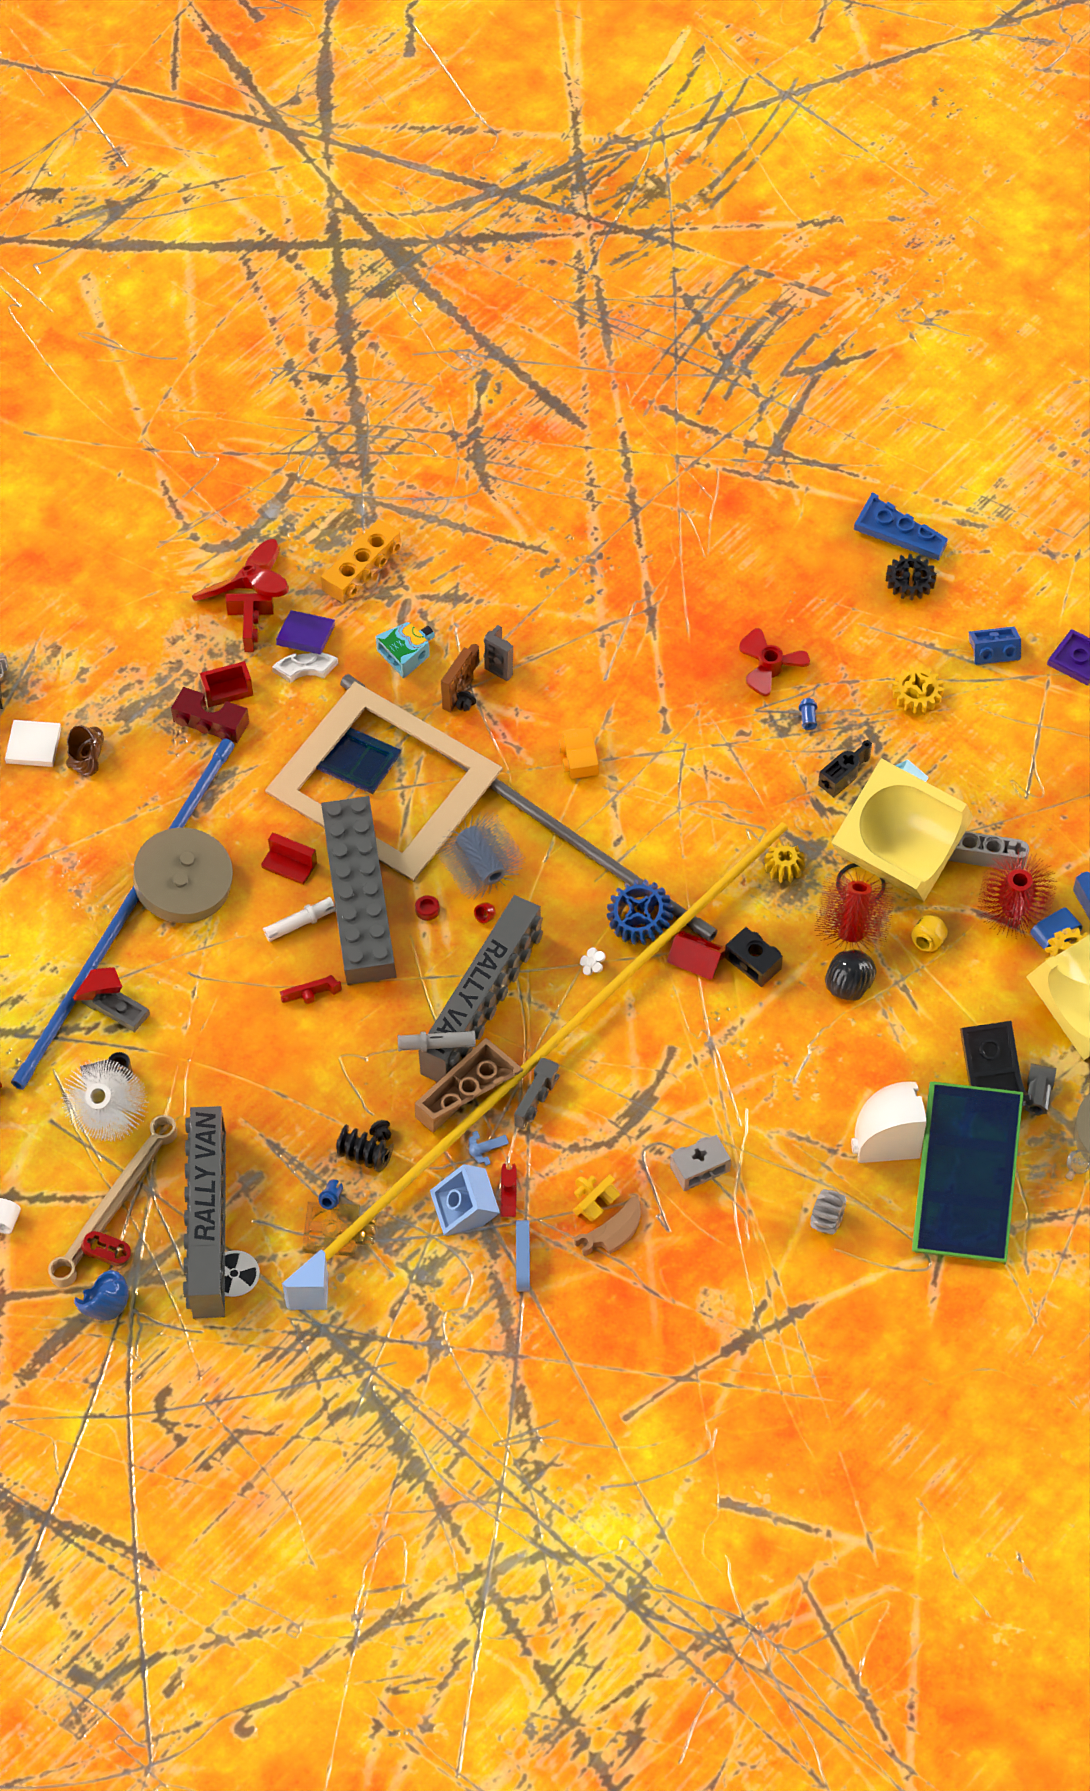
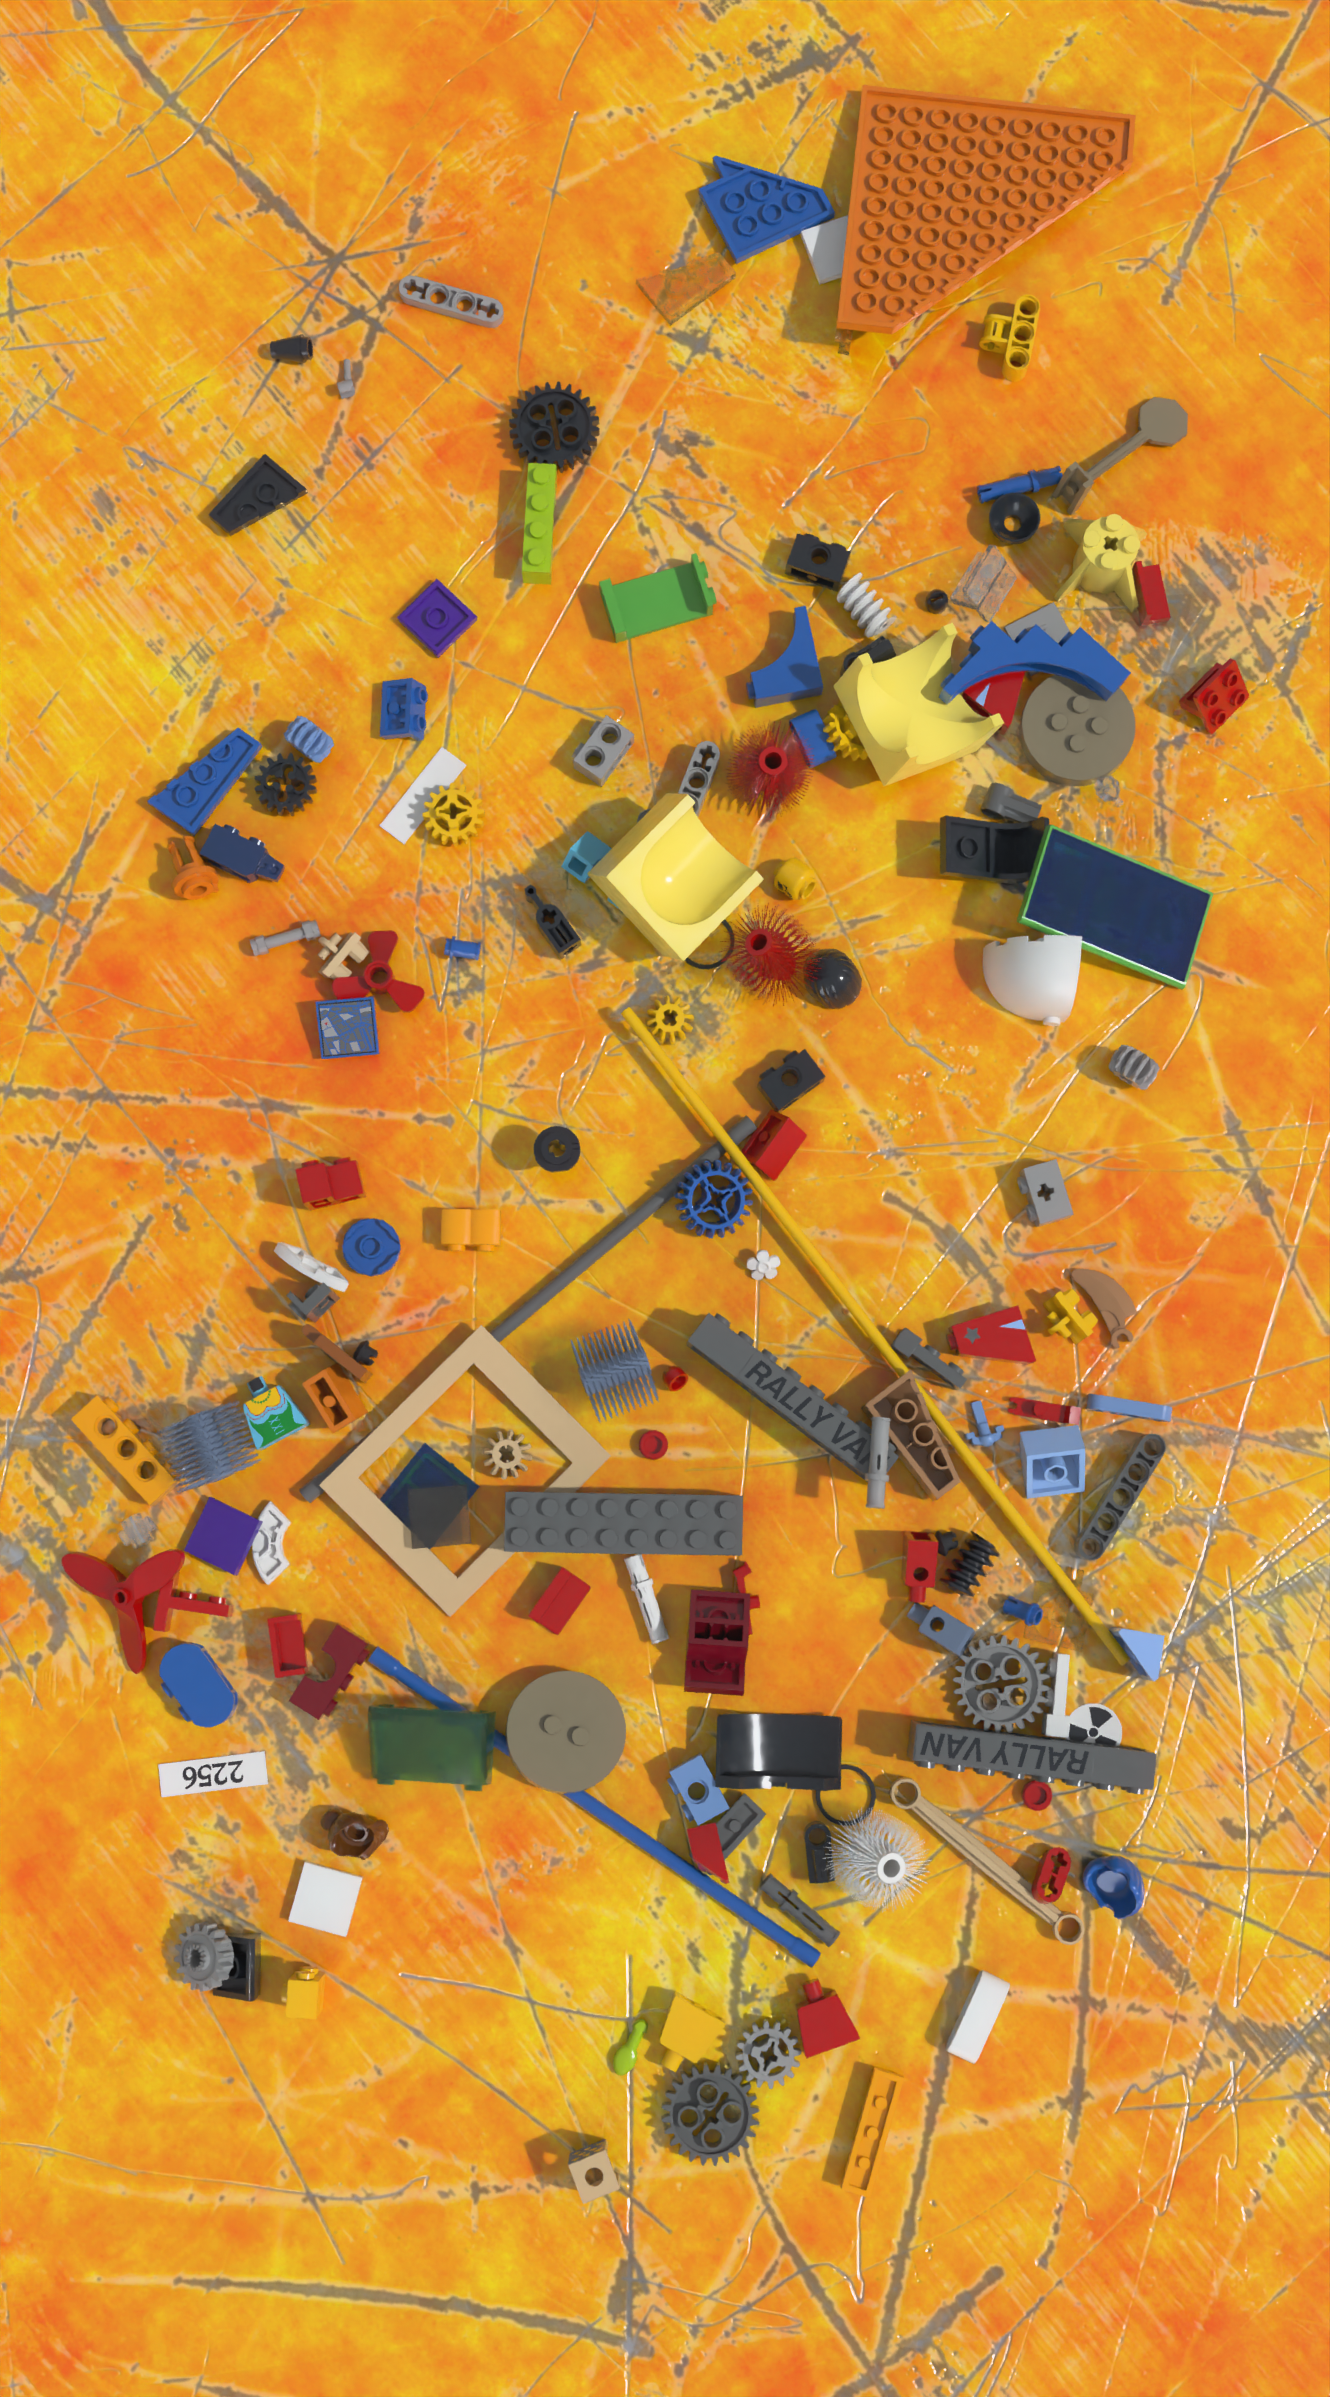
camera: 85 degrees left, 25 degrees up
(63, 1057) = (772, 1886): none -> dark grey pin
(121, 659) = (213, 1774): none -> white sticker
(143, 988) = (710, 1803): none -> medium blue brick
(161, 784) = (431, 1745): none -> clear green windscreen
(171, 1105) = (871, 1805): none -> black piece
(173, 1233) = (1036, 1795): none -> red tile
(188, 634) = (198, 1685): none -> blue brick
(188, 1025) = (778, 1750): none -> black panel
(248, 1193) = (1006, 1710): none -> light grey gear
(259, 1232) = (1056, 1722): none -> white plate
(270, 965) = (717, 1642): none -> dark red bracket
(300, 577) = (137, 1531): none -> clear gear
(304, 1135) = (954, 1635): none -> sand blue torso
(343, 765) = (439, 1516): none -> clear smoke tile
(359, 1105) = (919, 1550): none -> red torso
(379, 596) = (208, 1446): none -> sand blue piece
(401, 805) = (497, 1456): none -> tan gear
(423, 681) = (335, 1398): none -> orange brick
(435, 1248) = (1132, 1490): none -> dark grey beam
(525, 651) = (310, 1266): none -> white tile
(551, 693) = (371, 1247): none -> blue tile
(566, 1140) = (993, 1337): none -> red slope
(593, 649) = (329, 1185): none -> red brick
(654, 788) = (560, 1138): none -> black piece
(724, 647) = (347, 1027): none -> tile
(778, 585) = (308, 930): none -> light grey bar
(789, 637) = (350, 946): none -> tan hips
(818, 528) = (194, 878): none -> orange piece
(845, 556) = (239, 855): none -> dark blue hinge
(950, 582) = (309, 739): none -> medium blue gear
(952, 680) = (408, 811): none -> white sticker
(1000, 784) = (609, 753): none -> light grey brick

